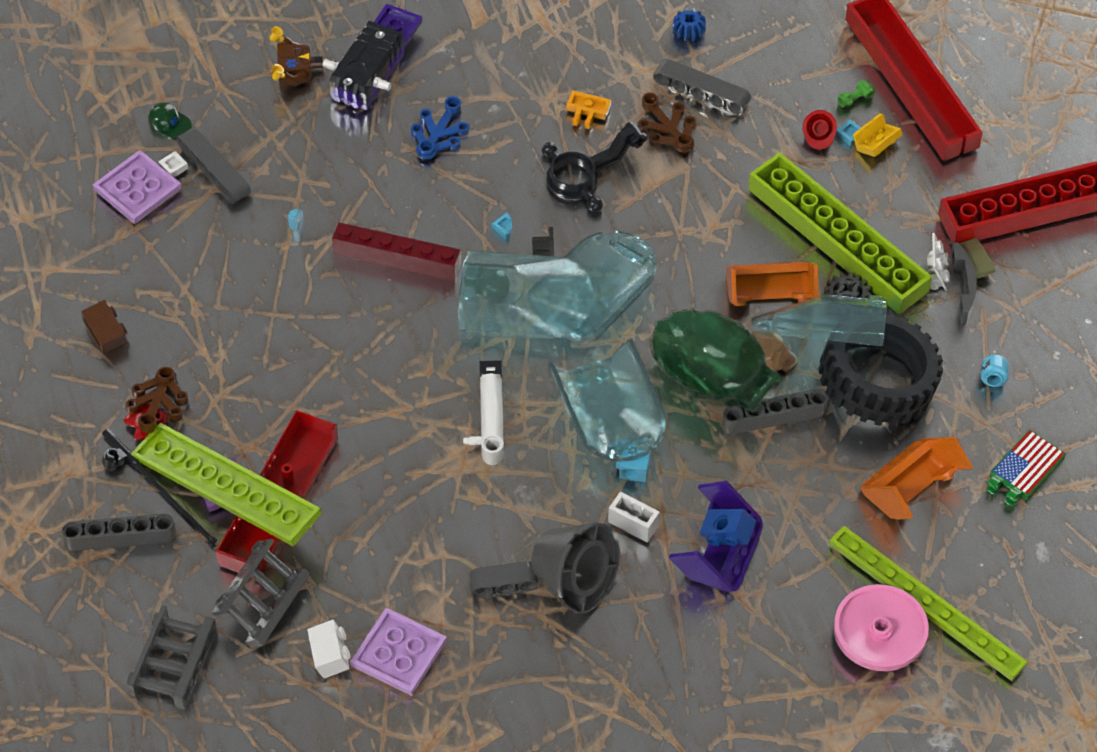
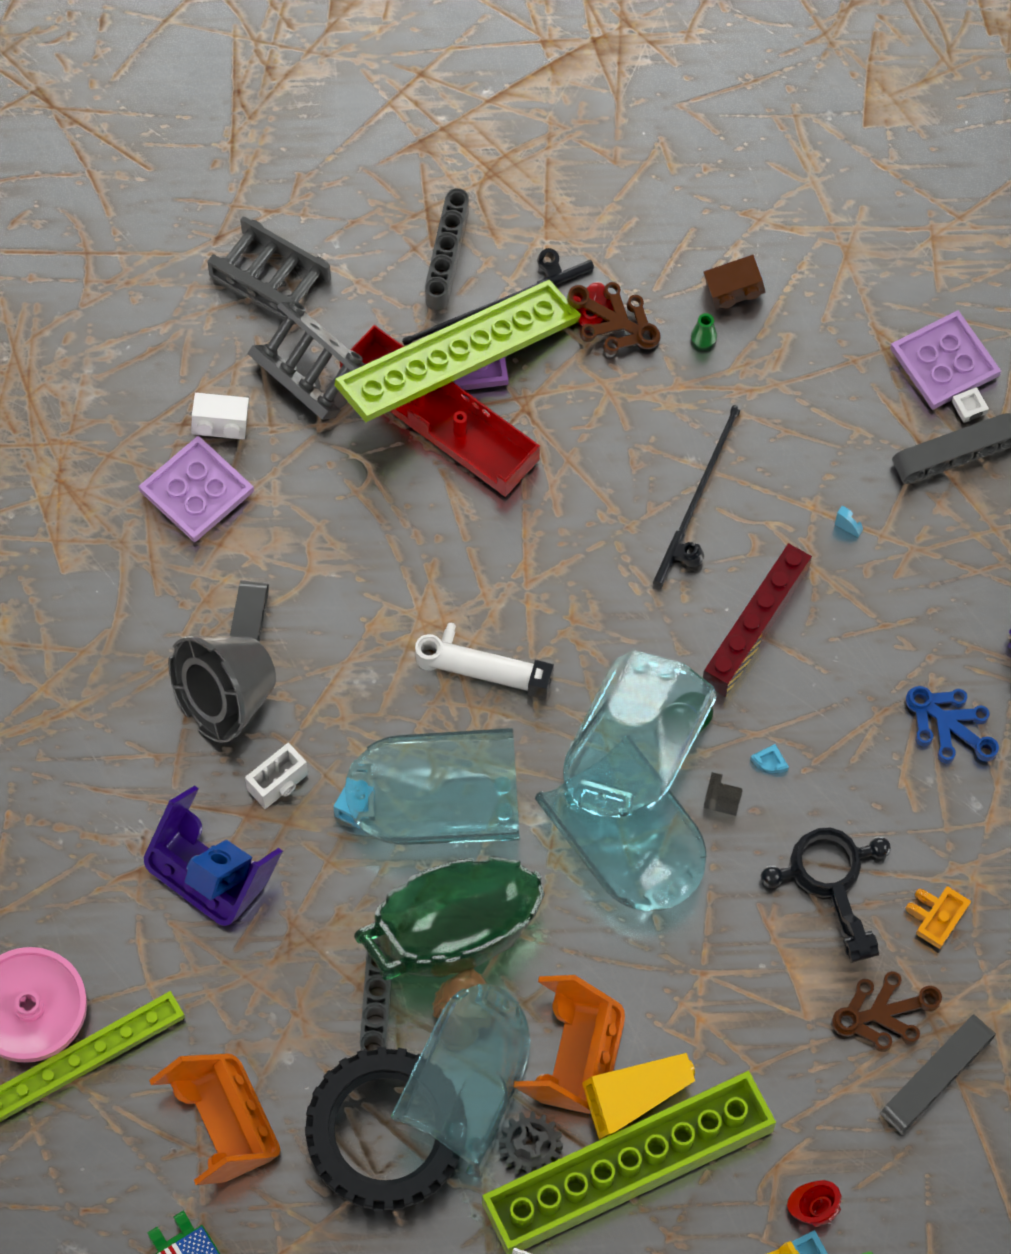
camera: 105 degrees right, 10 degrees up
(153, 338) = (704, 331): none -> green cone
(351, 318) = (688, 552): none -> black piece
(789, 236) = (630, 1092): none -> yellow slope

